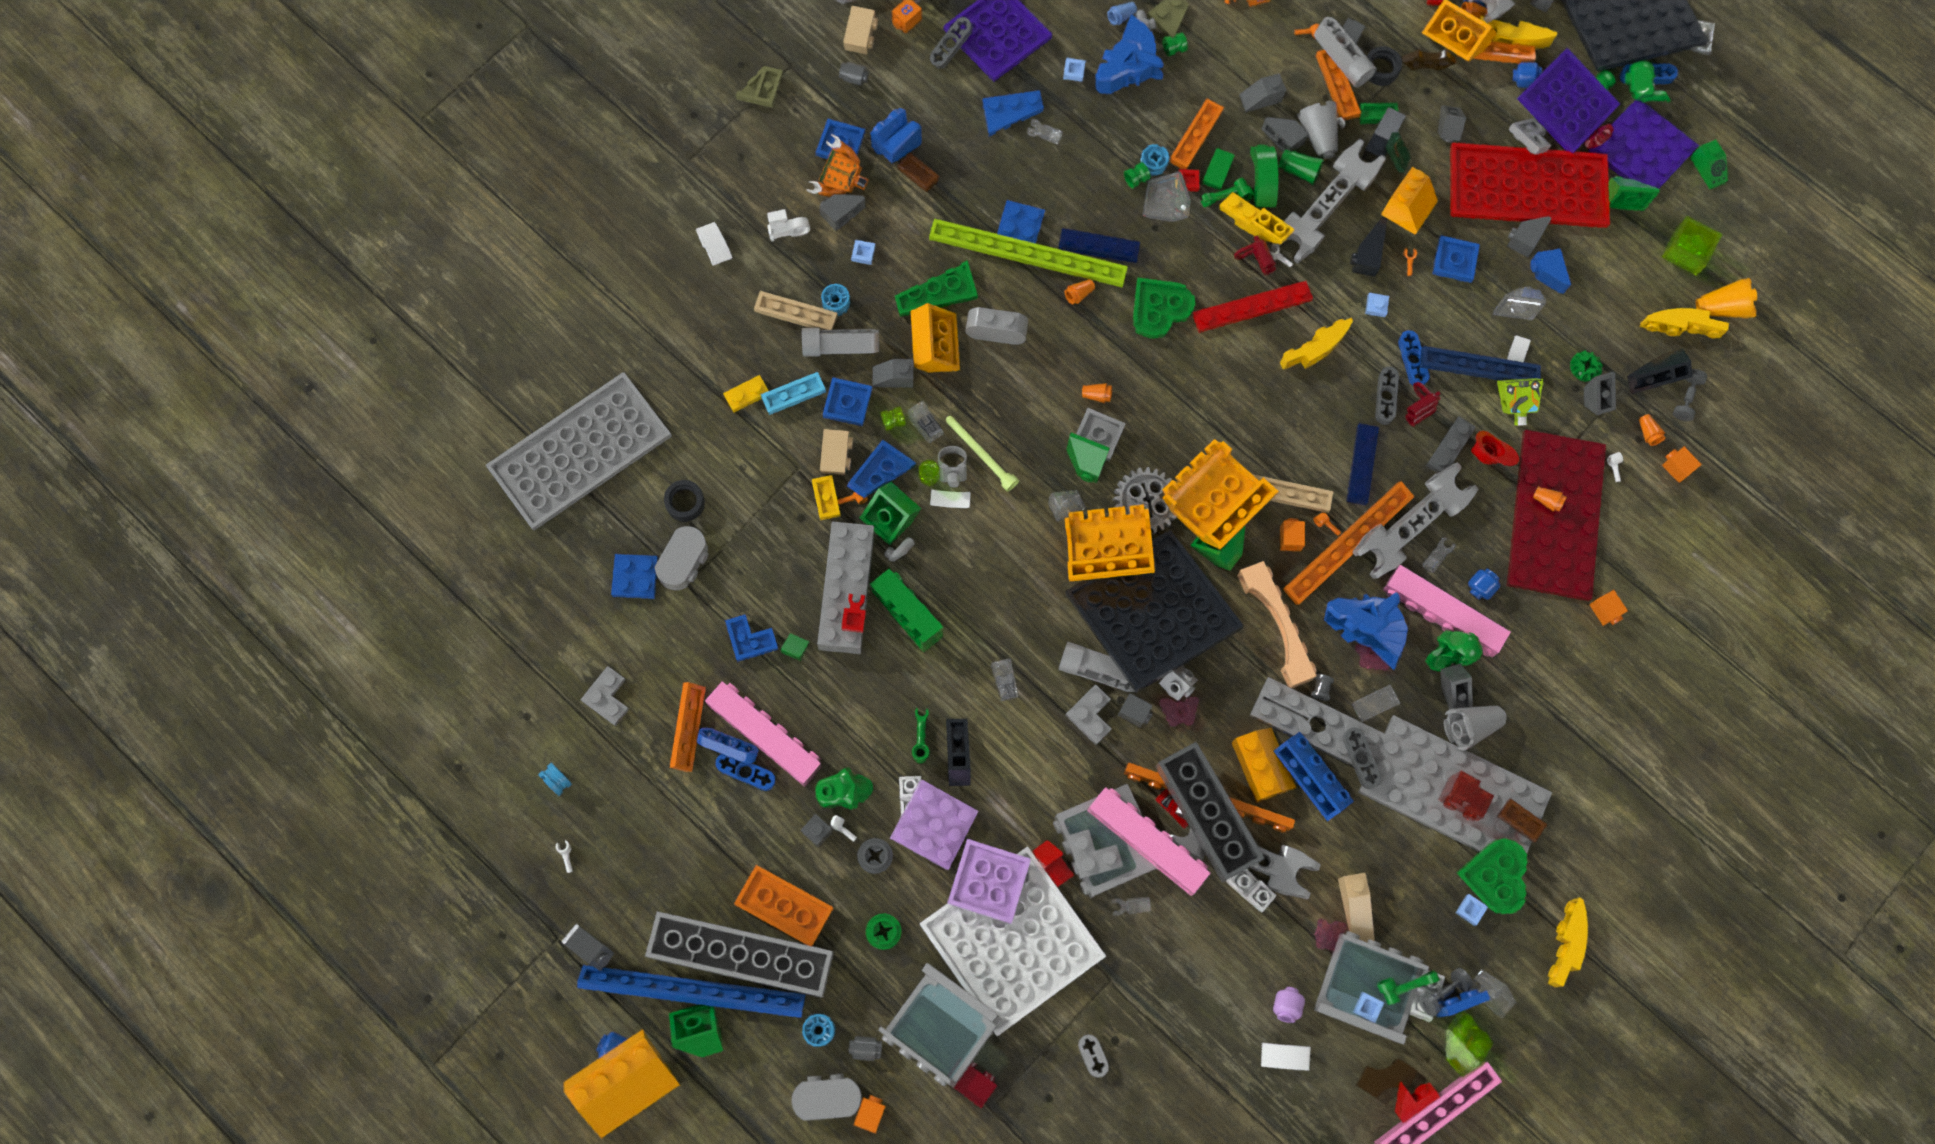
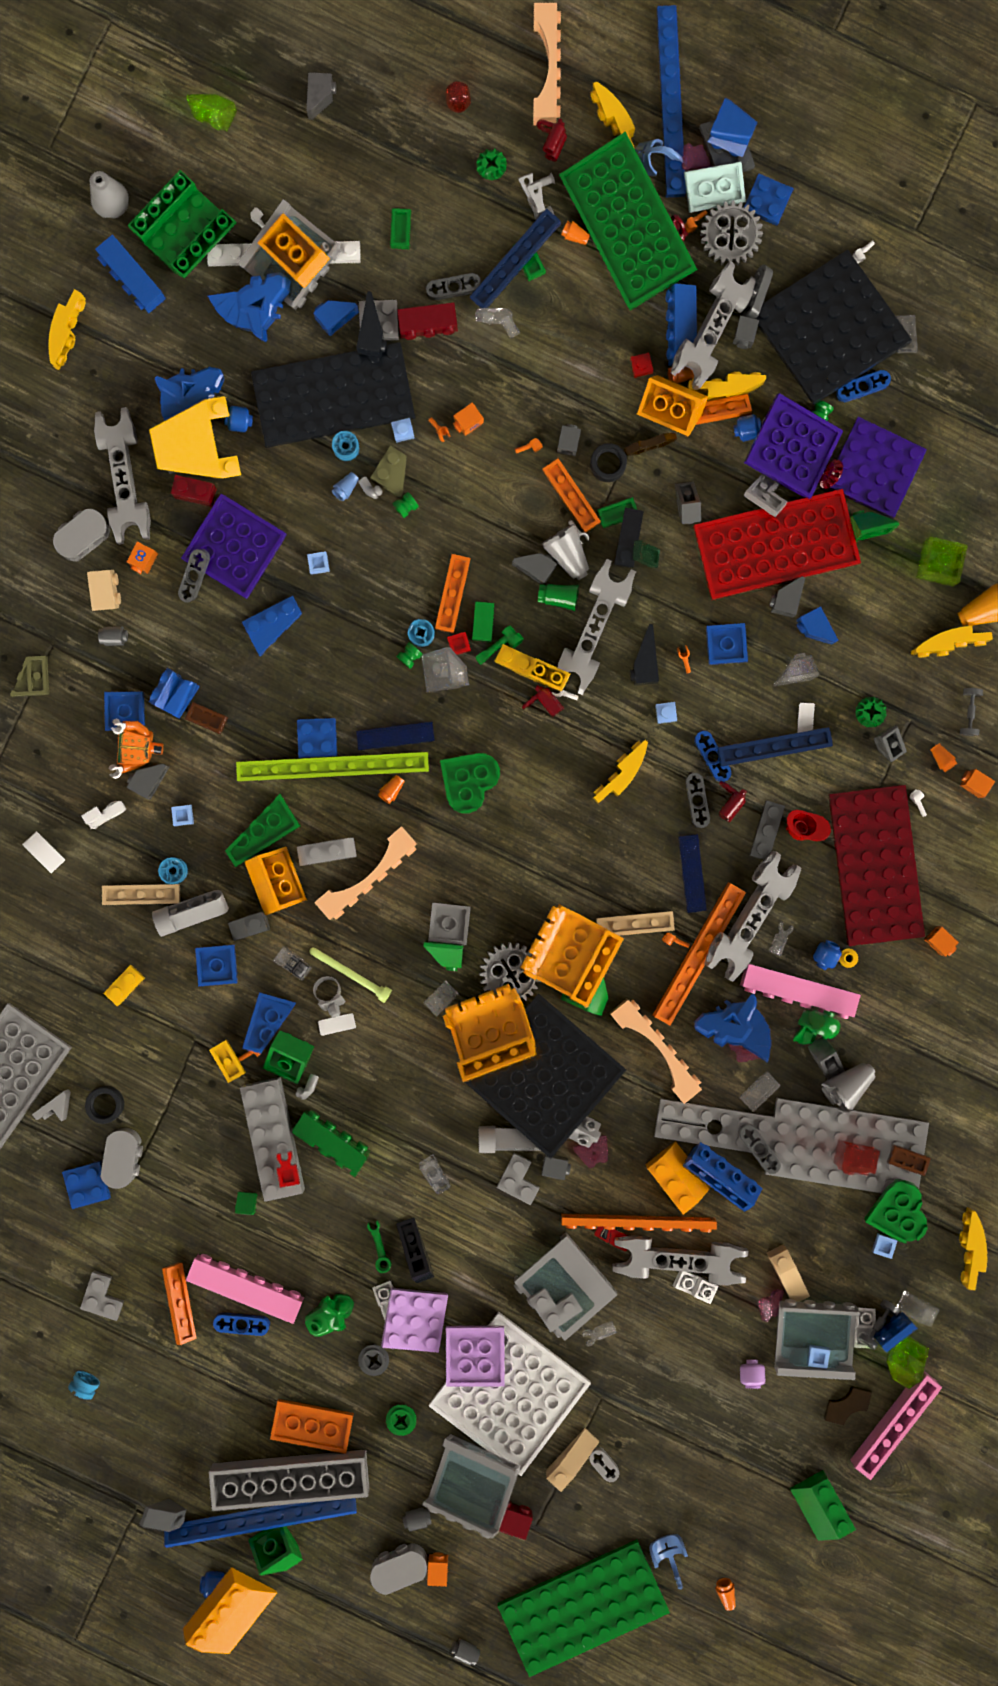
camera: 15 degrees left, 15 degrees up
(565, 854) = (109, 1439): white hand -> none
(637, 483) = (58, 1105): none -> light grey slope
(727, 745) = (212, 1302): blue beam -> none
(747, 644) = (202, 1214): blue plate -> none
(793, 393) = (165, 973): medium azure plate -> none
(809, 1030) = (377, 1524): dark azure wheel -> none
(816, 831) = (318, 1357): dark grey brick -> none
(835, 452) = (221, 1018): tan brick -> none
(837, 823) = (333, 1344): white hand -> none
(888, 420) = (262, 968): clear neon green wheel -> none
(928, 467) = (309, 1012): clear neon green wheel -> none
(988, 377) = (334, 902): none -> light nougat arch
(1045, 132) = (312, 637): clear bar -> none
(1051, 861) = (523, 1319): red slope -> none
(1060, 1036) = (571, 1460): none -> tan slope
(1097, 392) = (438, 883): orange cone -> none
(1130, 60) = (368, 538): blue animal -> none
(1148, 841) = (597, 1283): bright pink brick -> none
(1209, 812) = (642, 1245): dark grey brick -> none
(1252, 306) = (553, 751): red plate -> none
(1263, 93) = (503, 530): dark grey slope -> none
(1265, 175) = (527, 617): green arch -> none
(1285, 1056) = (764, 1416): white slope -> none
(1292, 535) = (647, 963): orange brick -> none
(1322, 687) = (710, 1093): dark grey bush -> none
(1344, 52) = (584, 479): light grey beam -> none
(1392, 991) = (835, 1338): green brick -> none
(1411, 201) = (671, 602): light orange slope -> none
(1411, 1104) = (876, 1421): red slope -> none
(1503, 601) = (853, 962): none -> yellow plate
(1520, 397) = (818, 766): lime torso -> none
(1552, 499) = (869, 859): orange cone -> none
(1642, 83) = (860, 405): green head -> none
(1661, 371) = (941, 697): black slope -> none
(1711, 163) = (943, 467): green slope -> none

